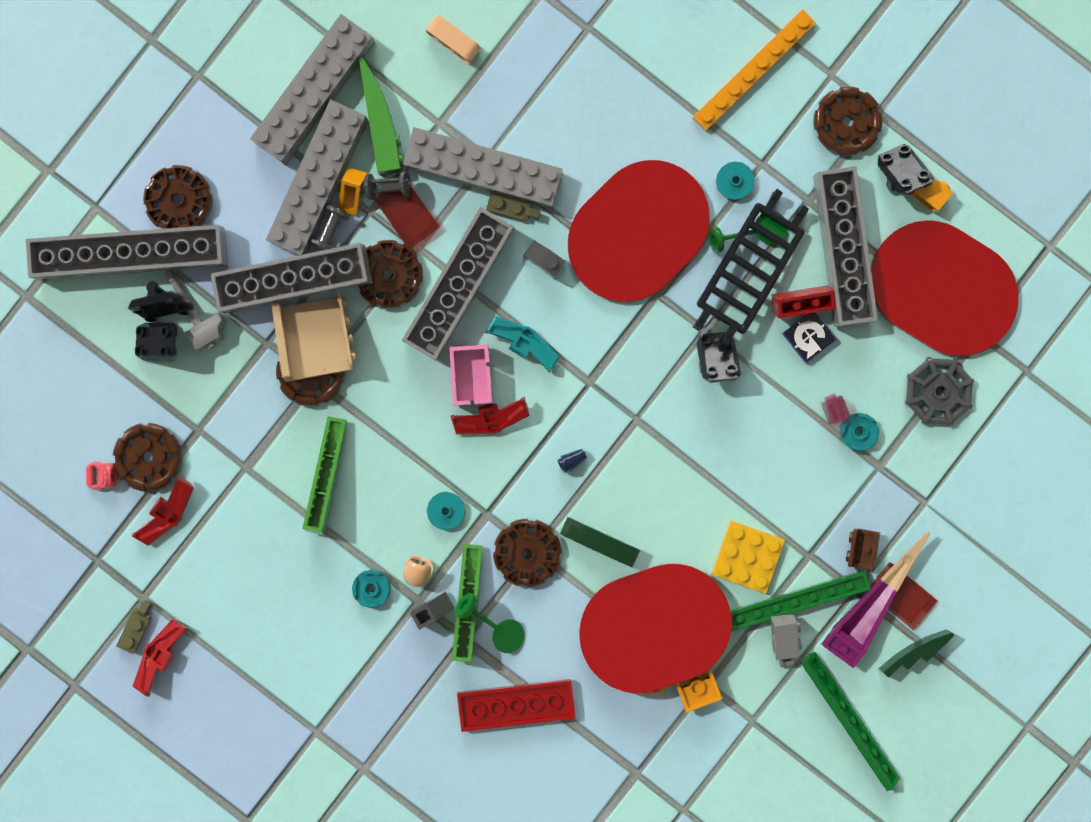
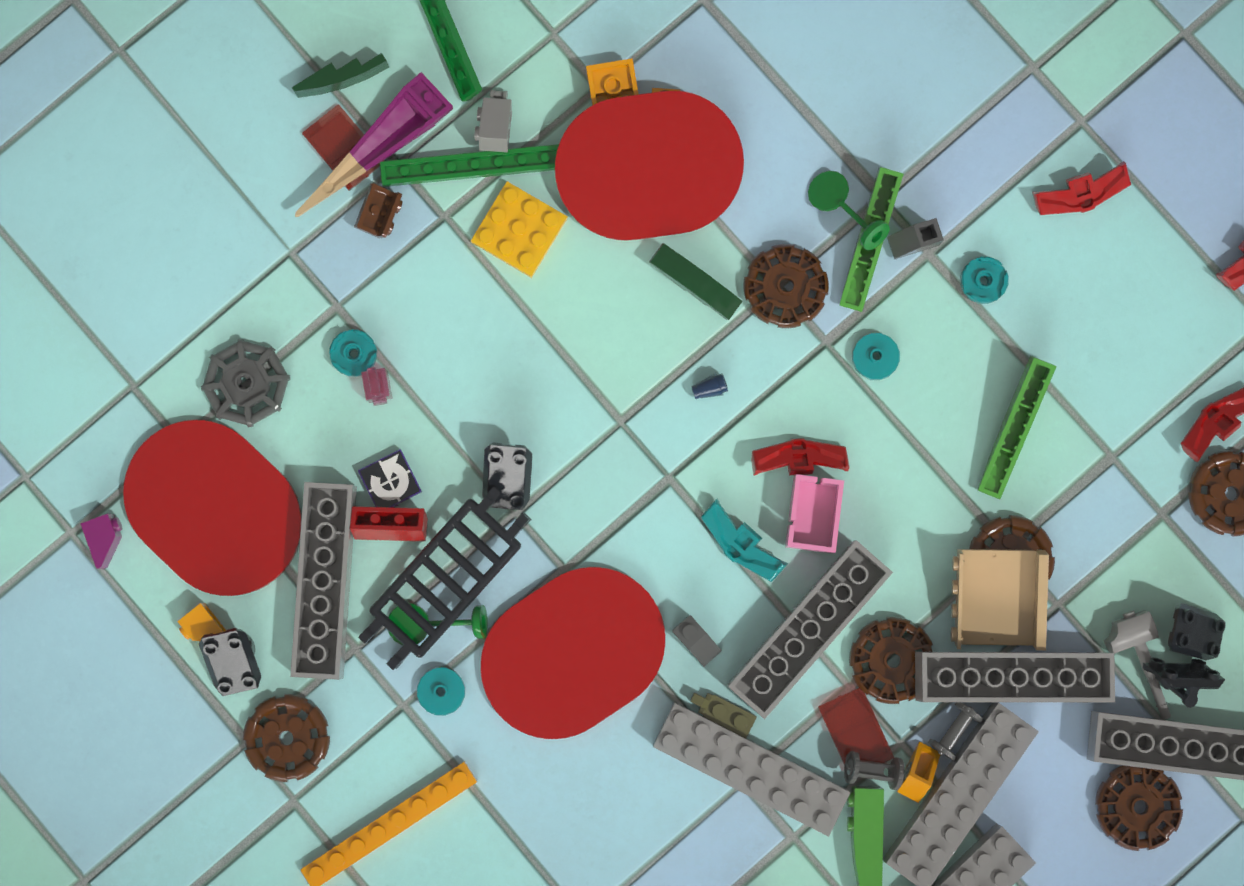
camera: 170 degrees left, 5 degrees down
(305, 674) = (1083, 192): none -> red plate
(416, 573) = (925, 287): light nougat helmet -> none
(516, 705) = (834, 107): red plate -> none
(1025, 246) = (102, 538): none -> magenta slope

